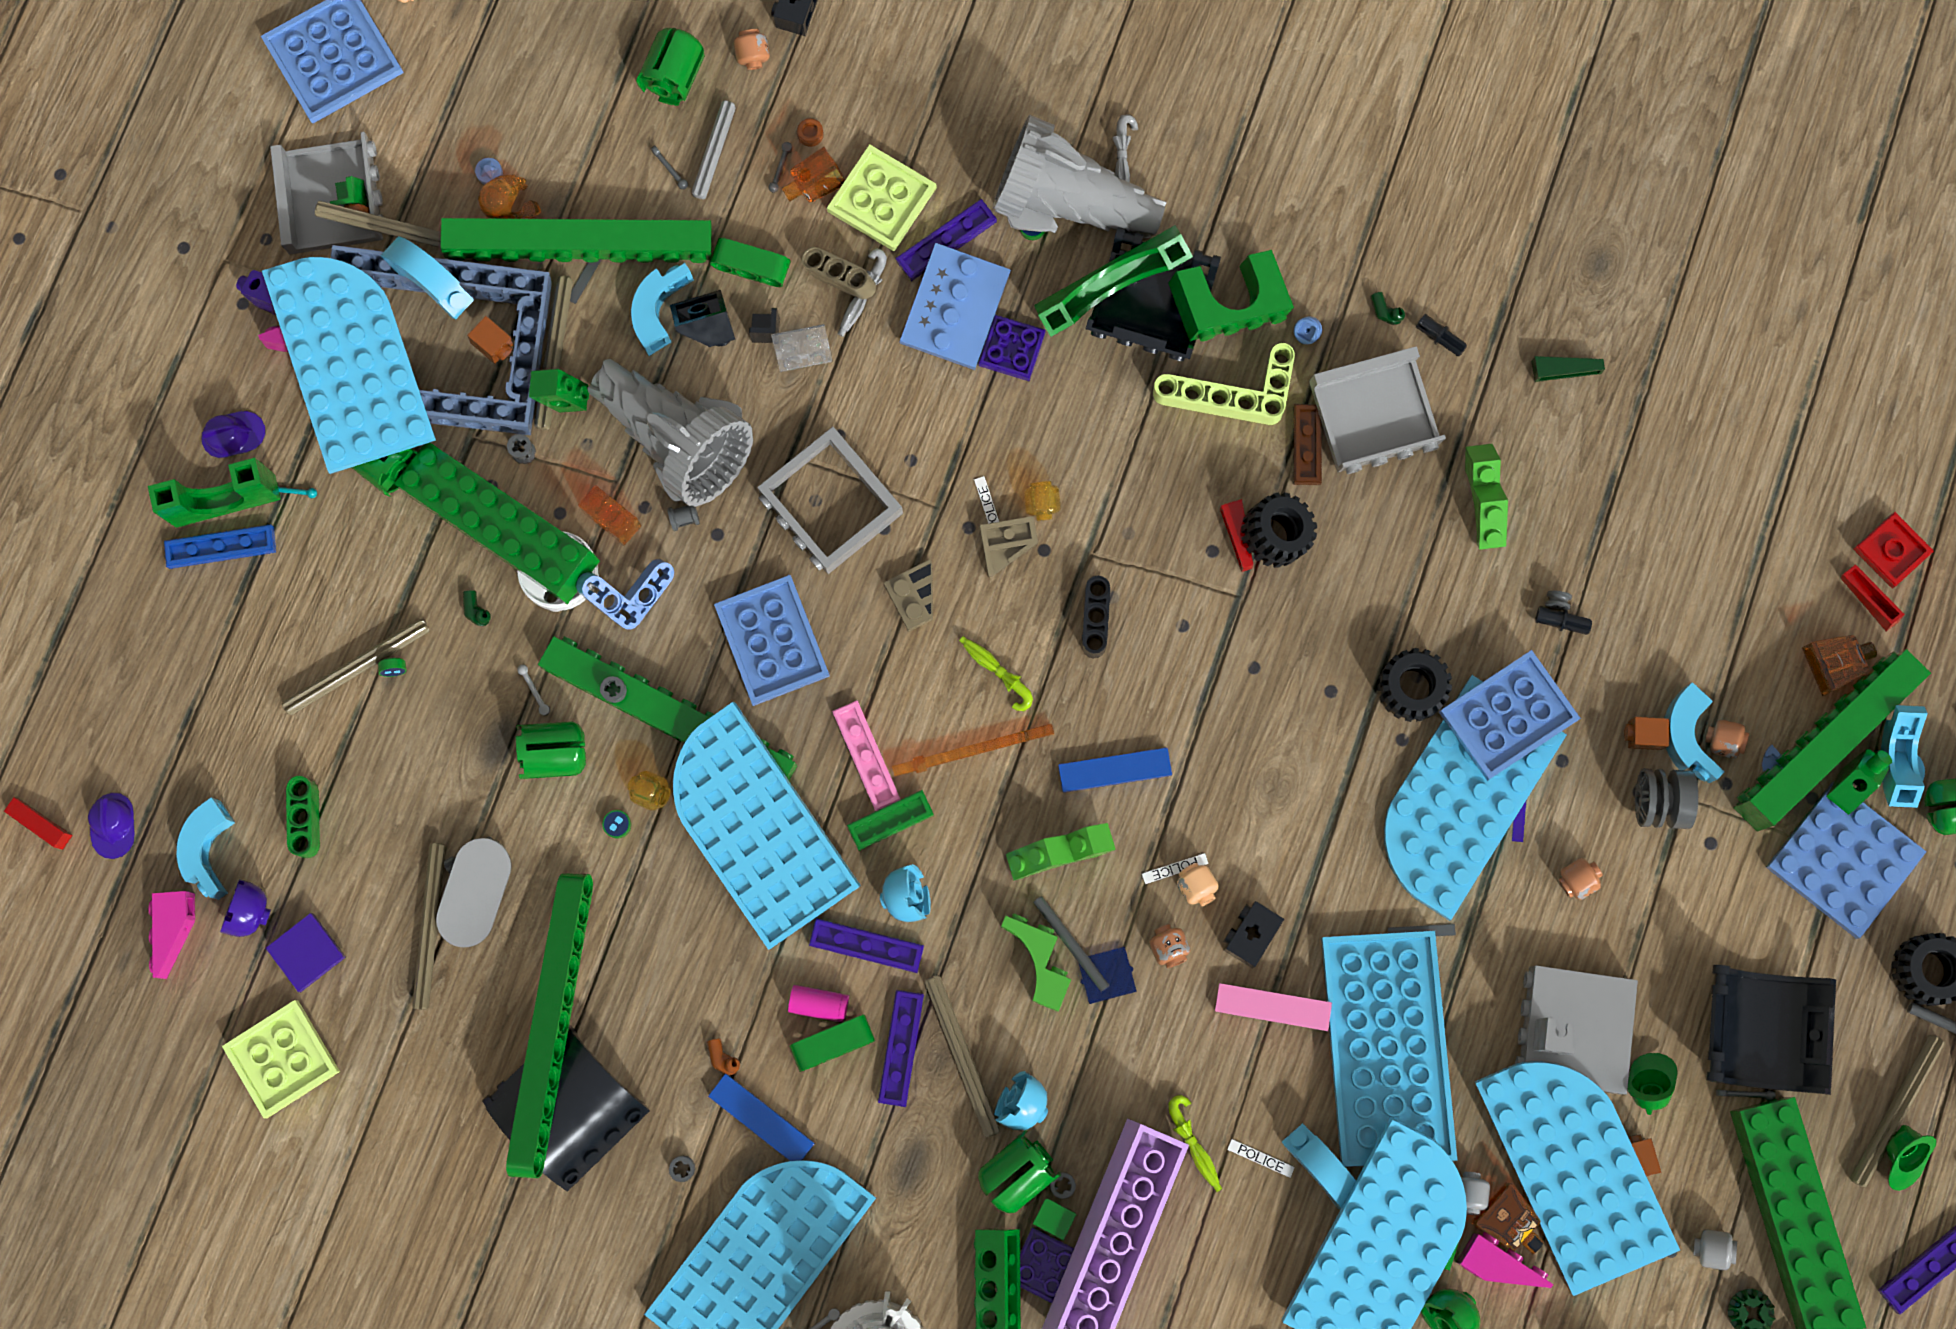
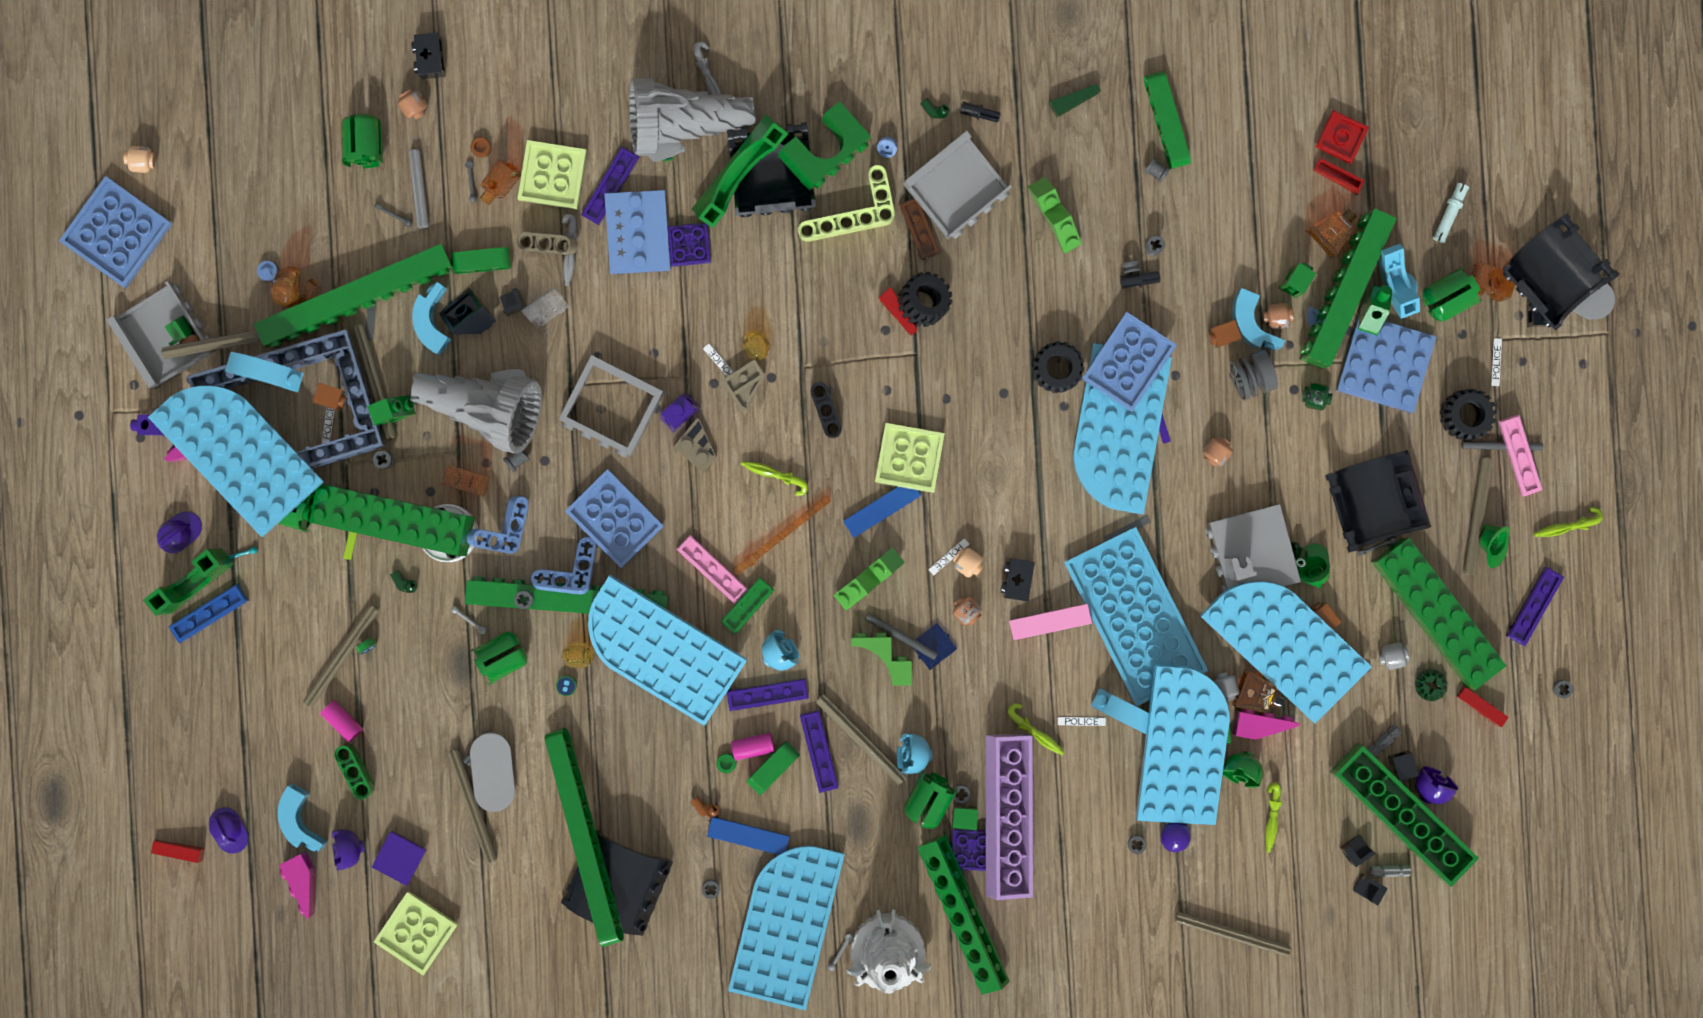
camera: 30 degrees left, 10 degrees up
(317, 747) = (341, 721): none -> dark pink pin
(432, 535) = (350, 545): none -> lime sticker
(477, 376) = (328, 425): none -> white sticker
(685, 689) = (572, 579): none -> medium blue beam
(775, 1011) = (726, 763): none -> green tile
(910, 542) = (679, 412): none -> dark purple torso
(1177, 720) = (909, 457): none -> yellowish green plate
(1602, 577) = (1160, 244): none -> dark grey bush
(1638, 494) = (1157, 170): none -> dark grey bush
(1638, 1059) = (1300, 554): none -> dark green arm
(1675, 439) = (1167, 119): none -> green beam
(1739, 862) = (1317, 396): none -> dark green head
(1770, 702) = (1297, 280): none -> green brick

